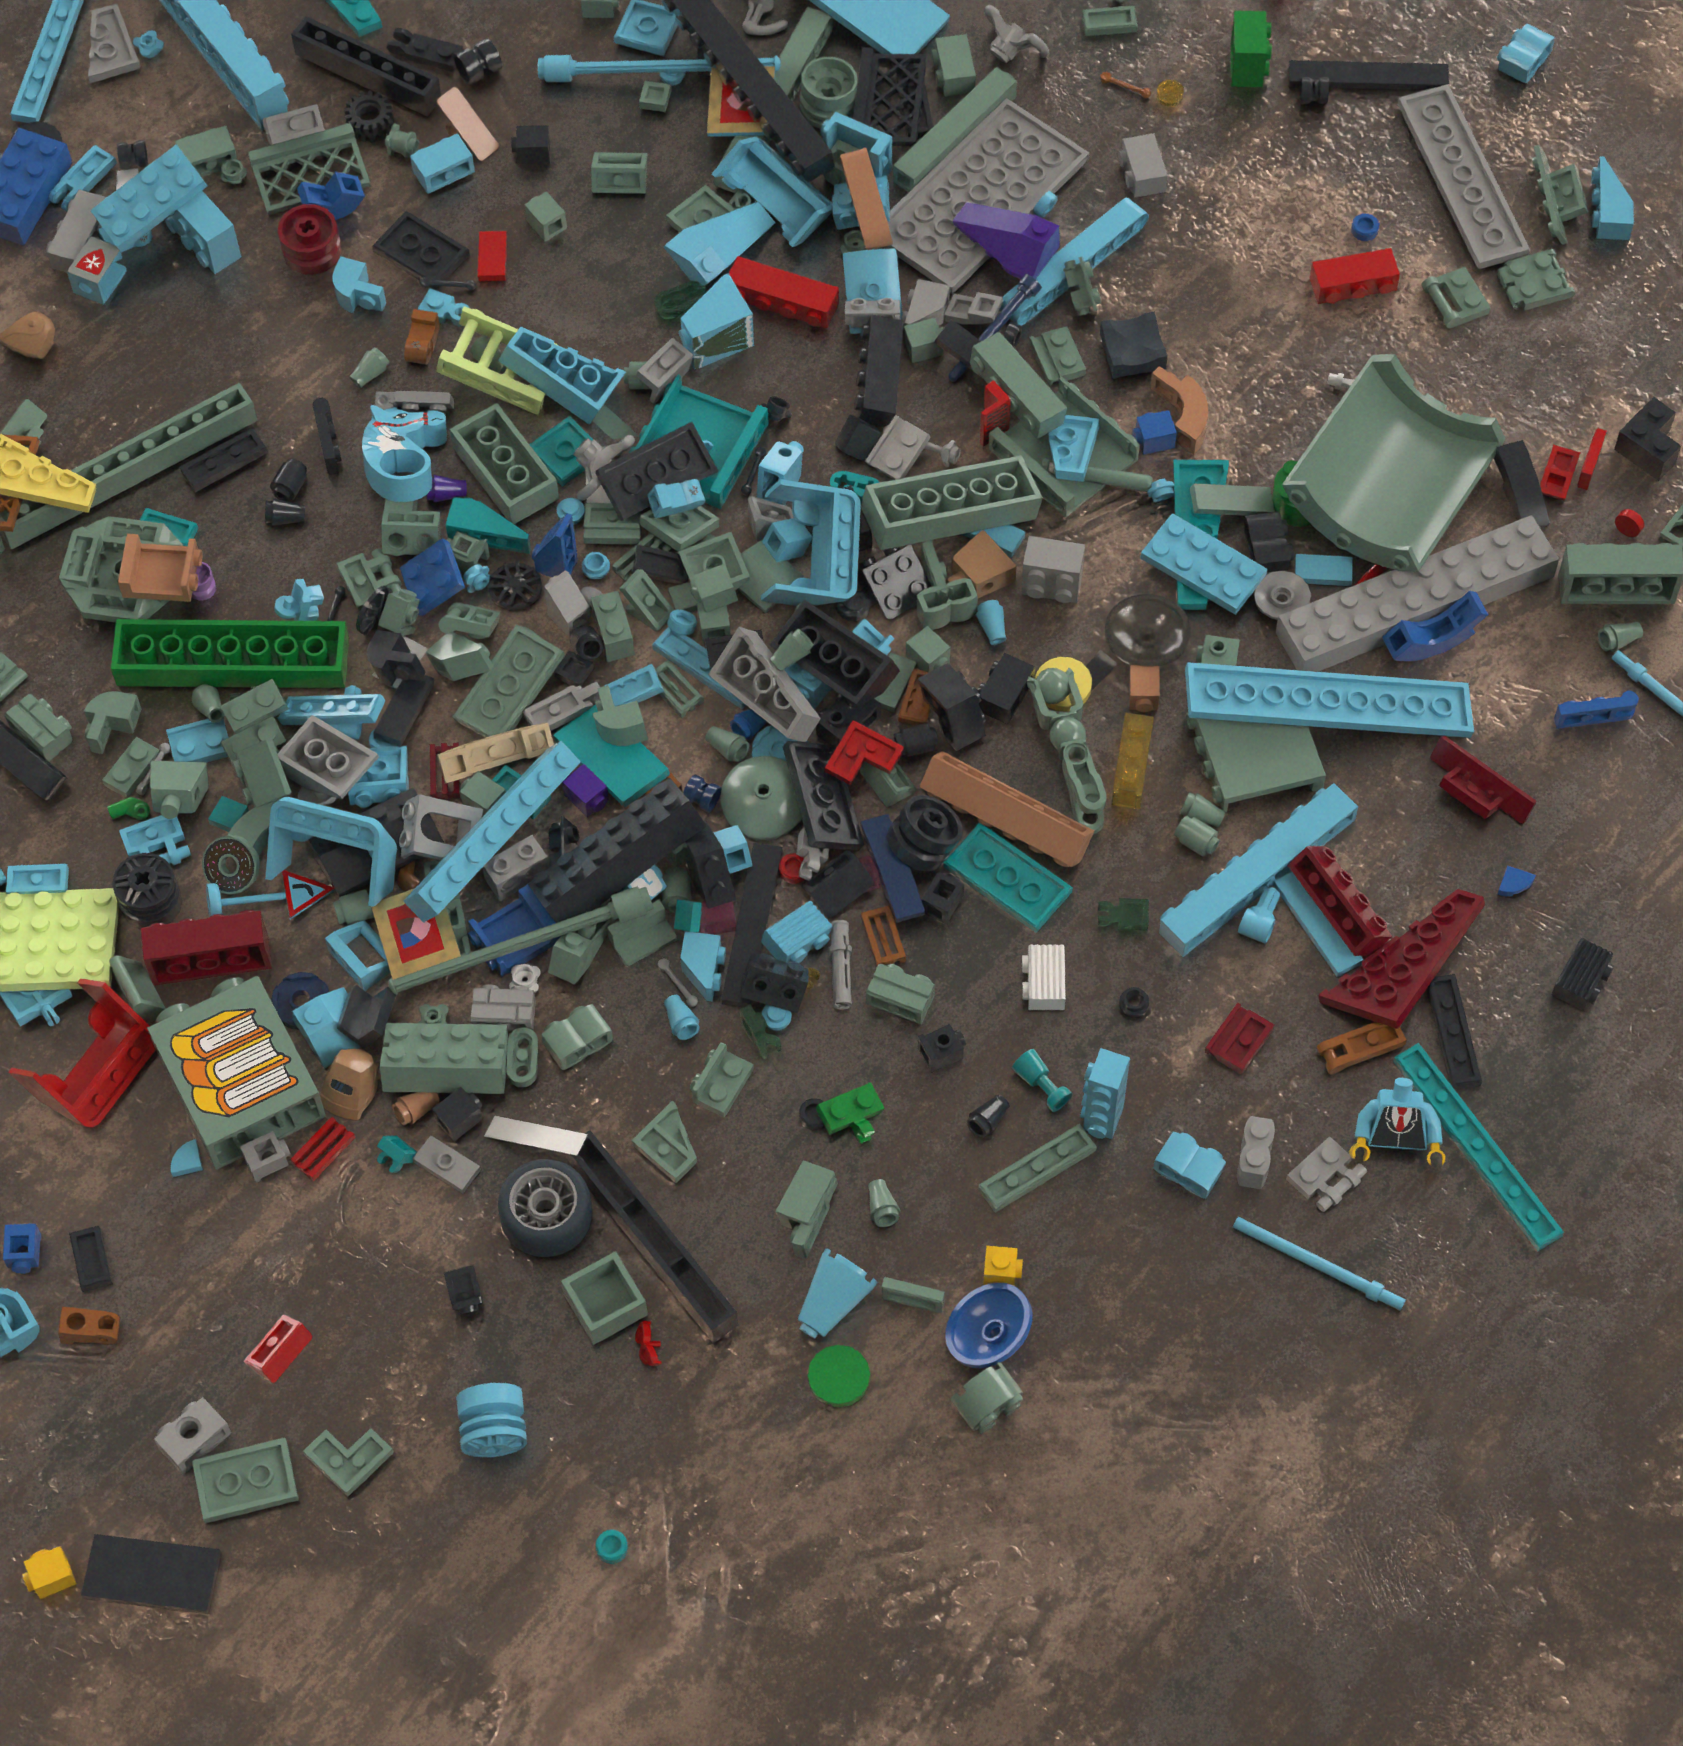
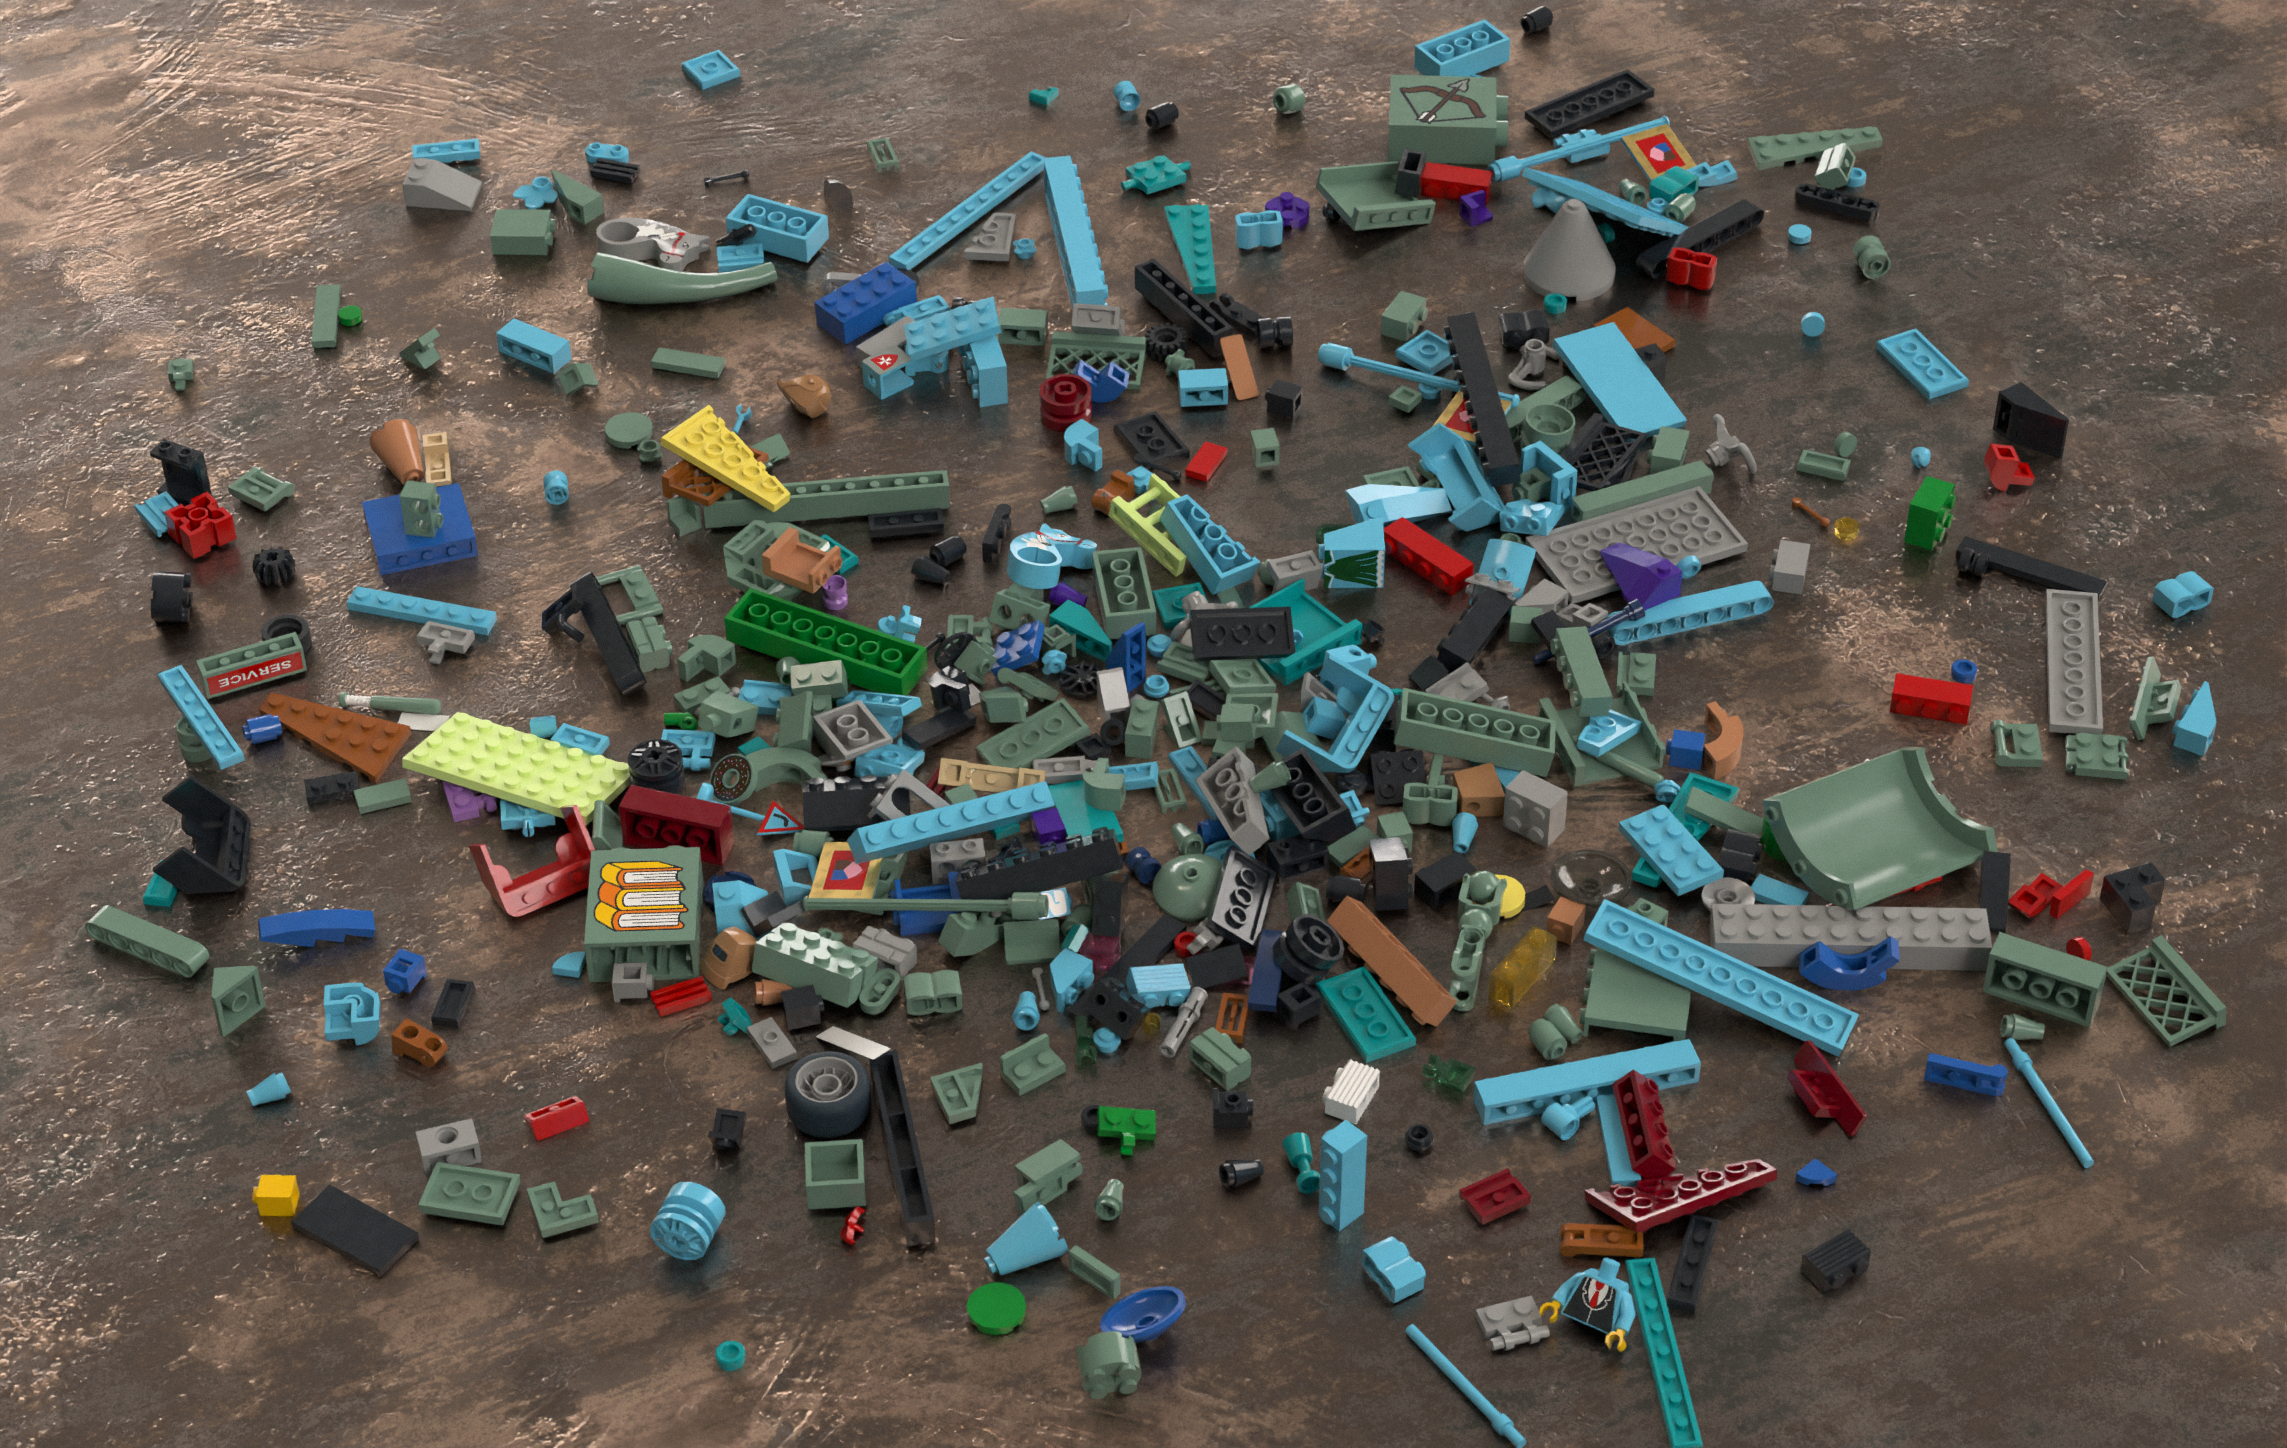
camera: 25 degrees right, 20 degrees down
(233, 166) = (1036, 345): sand green plate -> none
(302, 820) = (797, 759): medium azure windscreen -> none
(413, 400) = (1083, 531): light grey hinge -> none
(524, 970) = (919, 937): white plate -> none
(624, 177) = (1343, 439): sand green tile -> none
(675, 498) = (1246, 655): medium azure leg -> none
(682, 622) = (1201, 746): medium azure tile -> none
(734, 848) = (1140, 909): medium azure brick -> none
(862, 745) = (1294, 872): red plate -> none
(866, 199) = (1532, 494): nougat beam -> none
(995, 412) = (1551, 685): red panel -> none
(1002, 1265) = (1182, 1275): yellow brick -> none
(1037, 1168) = (1260, 1226): sand green tile -> none
(1080, 275) = (1685, 618): sand green hinge -> none
(1133, 345) = (1704, 683): black brick -> none
(1255, 1152) = (1456, 1280): light grey brick -> none

